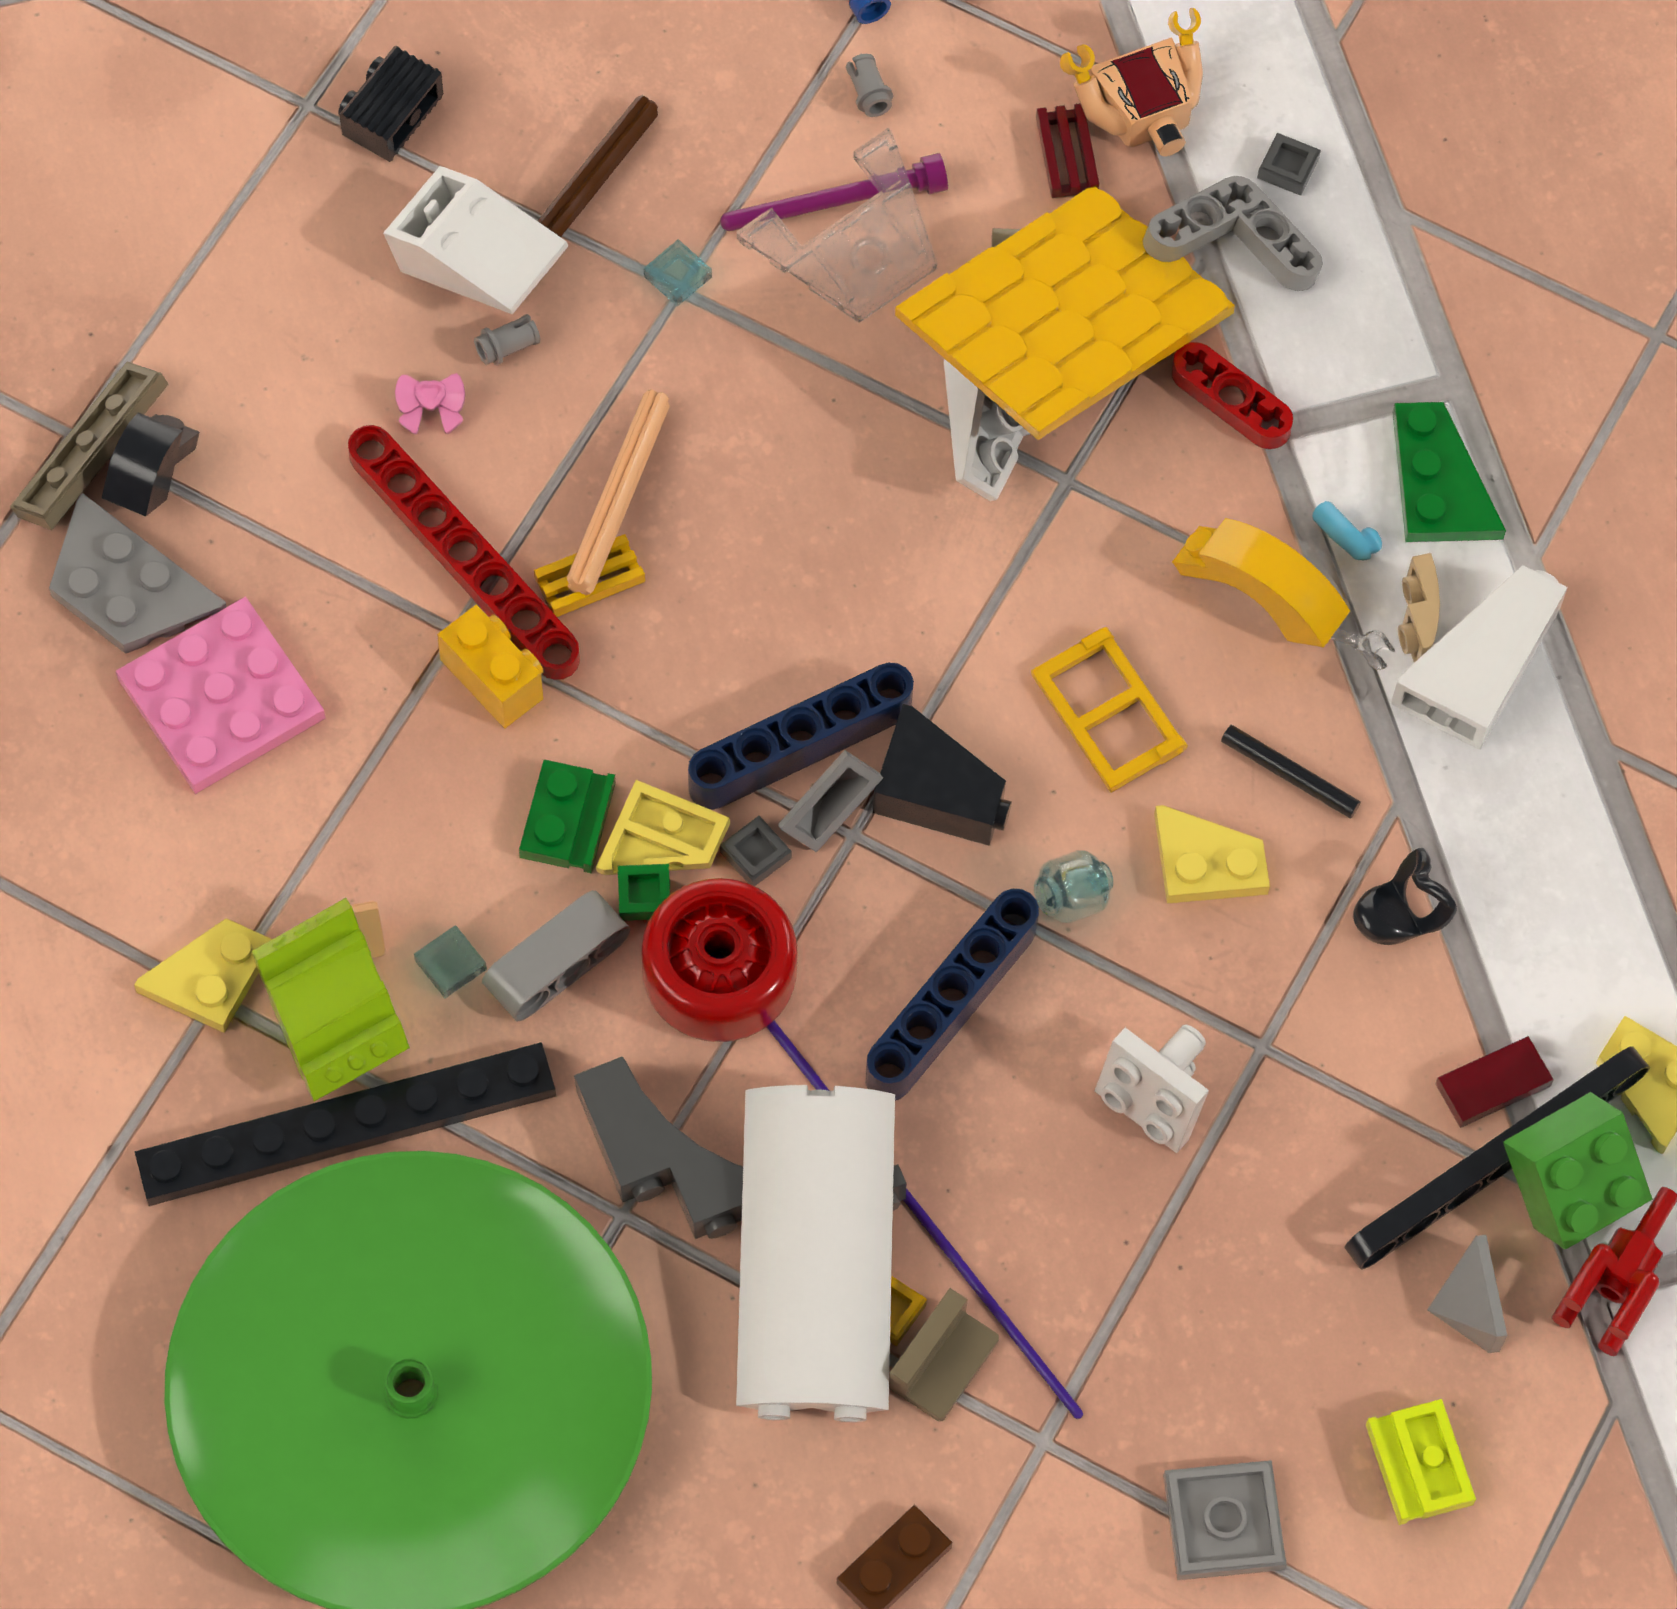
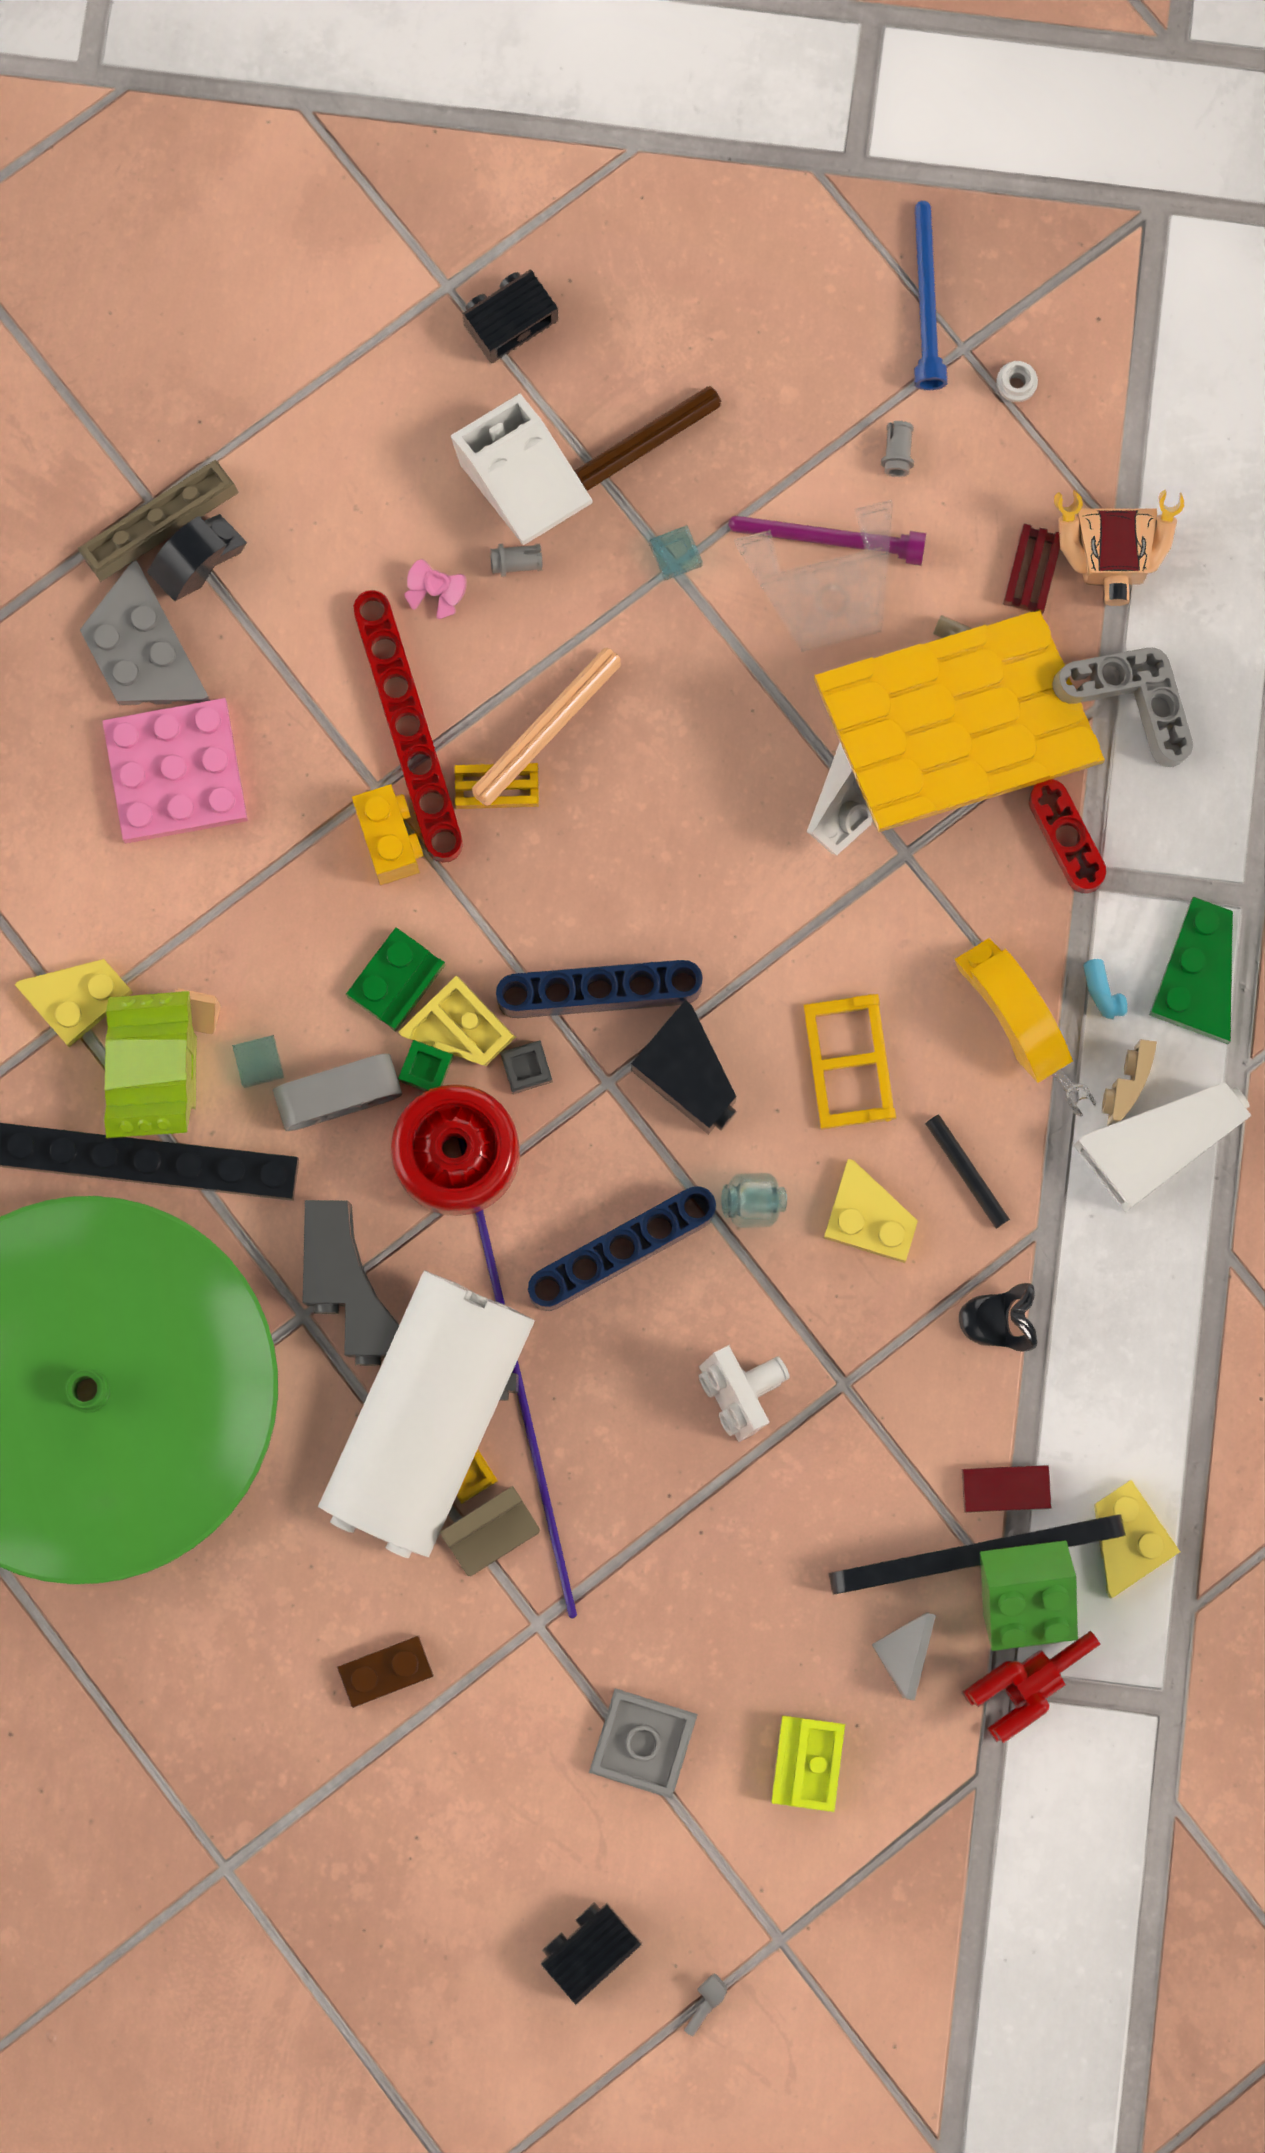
camera: 25 degrees right, 15 degrees up
(830, 801) = (595, 1056): light grey slope -> none
(1289, 164) = (1207, 651): dark grey tile -> none

